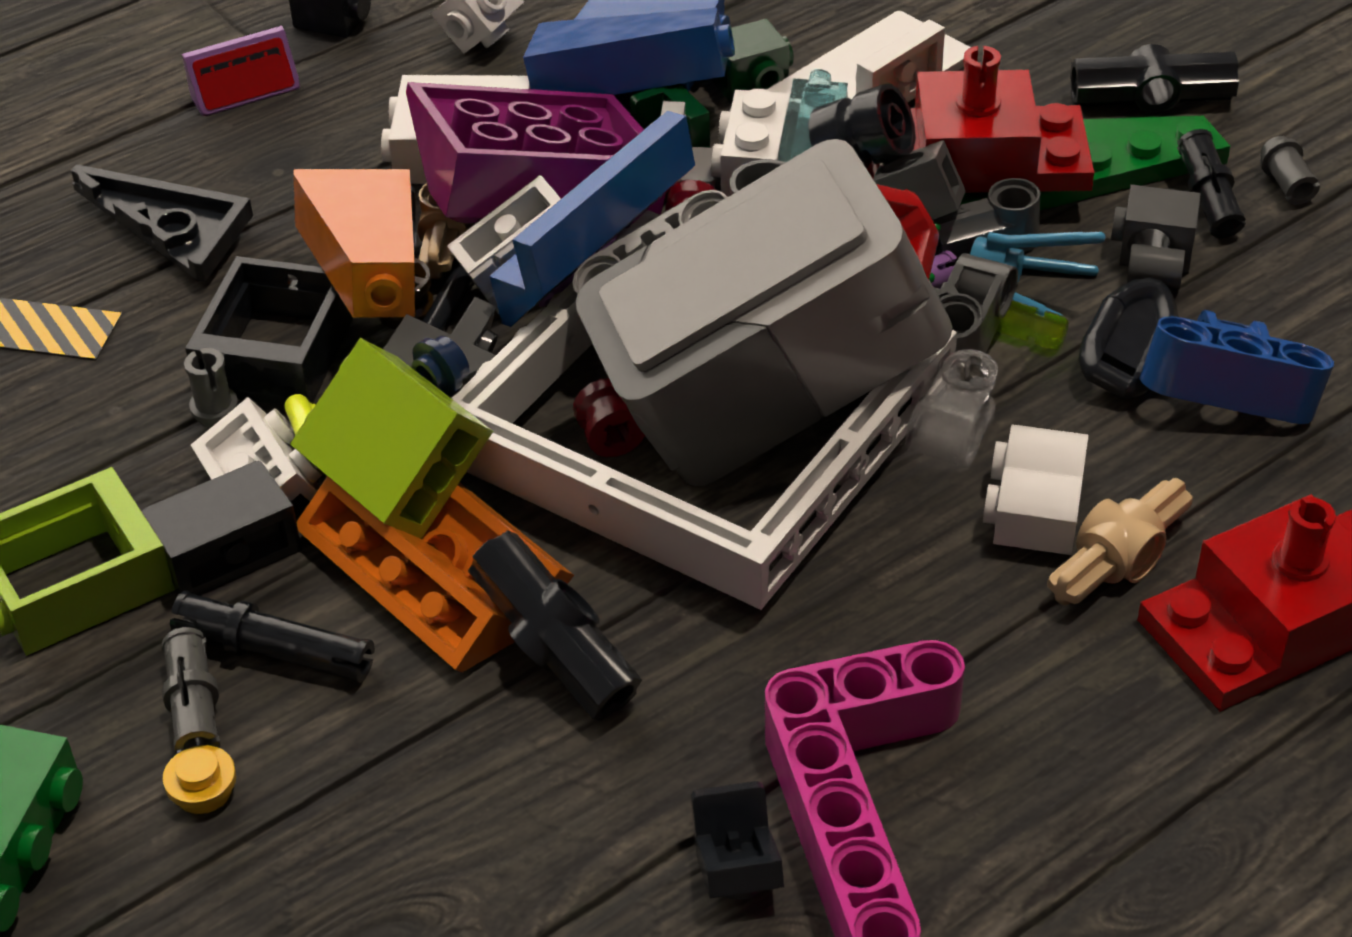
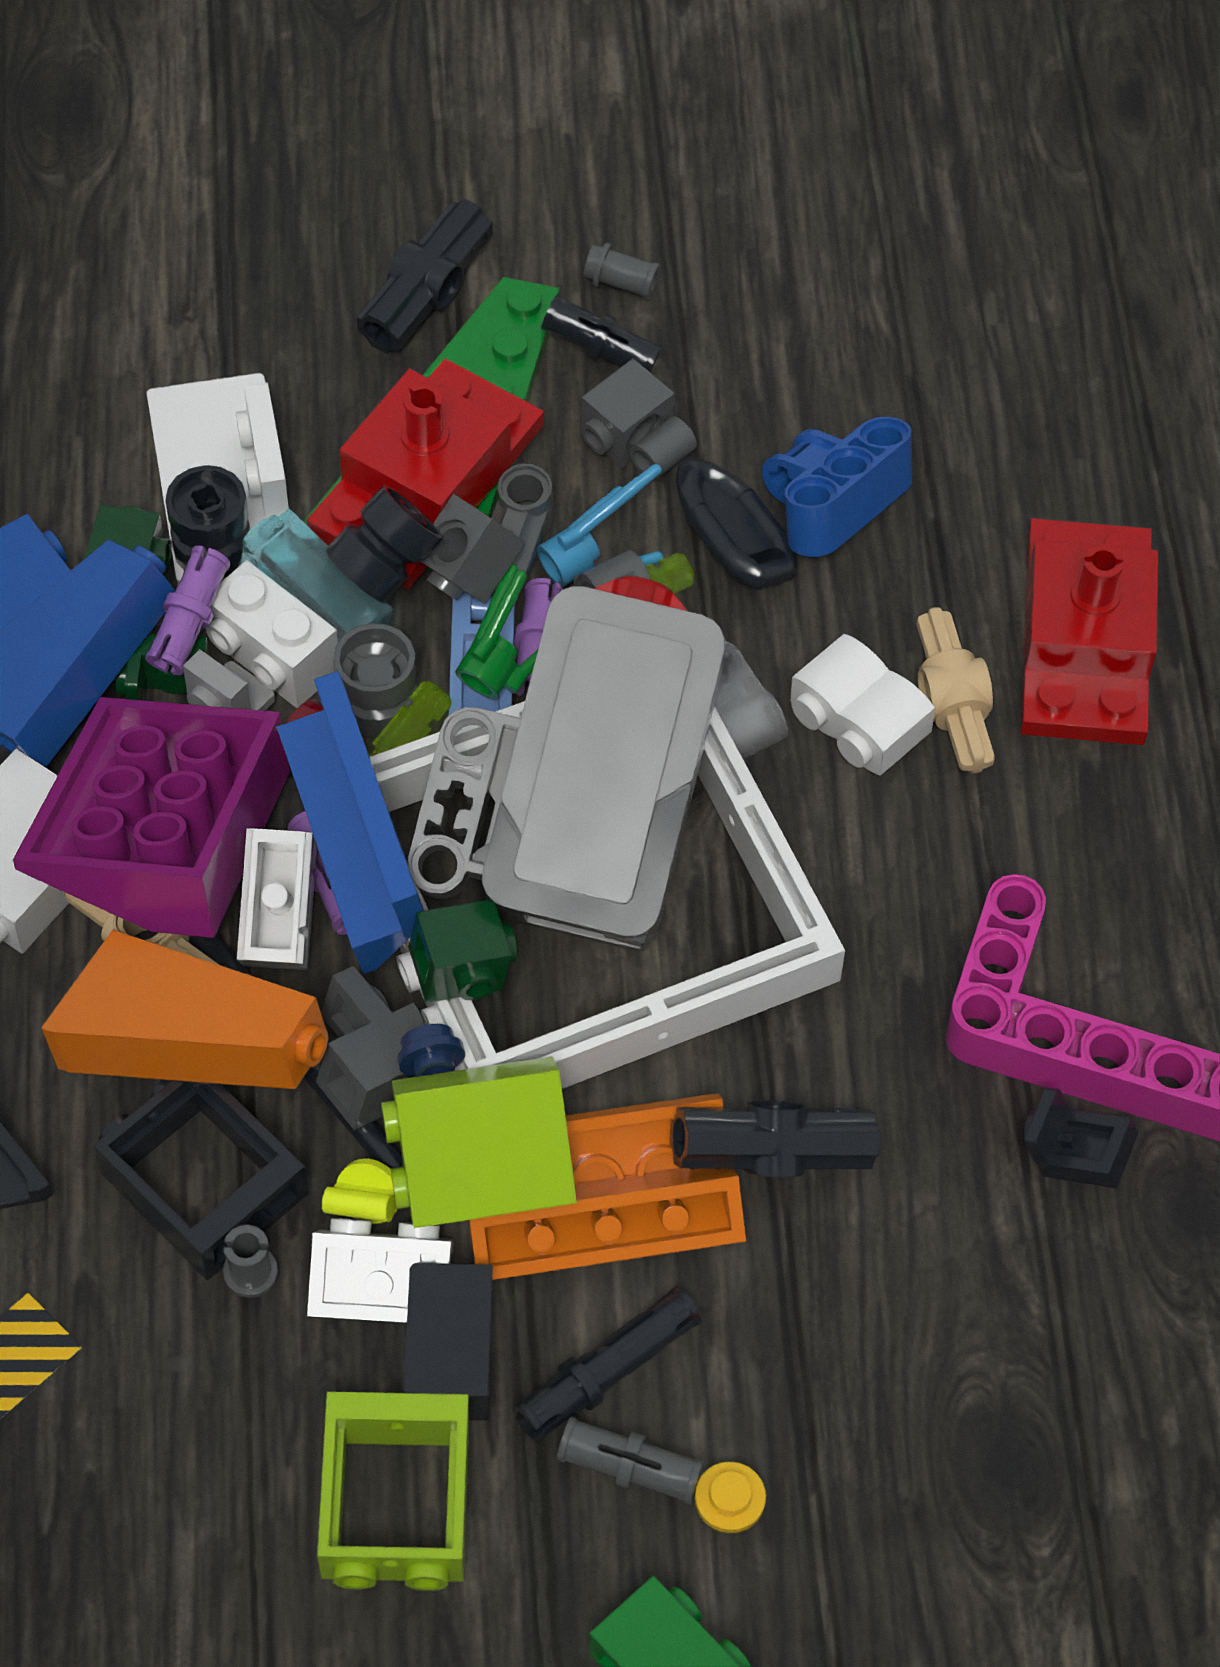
camera: 60 degrees left, 15 degrees up
(536, 330) = (461, 951): none -> dark green brick
(606, 420) = (540, 959): dark red wheel -> none
(713, 79) = (188, 610): none -> medium lavender pin
(799, 47) = (207, 510): none -> black wheel

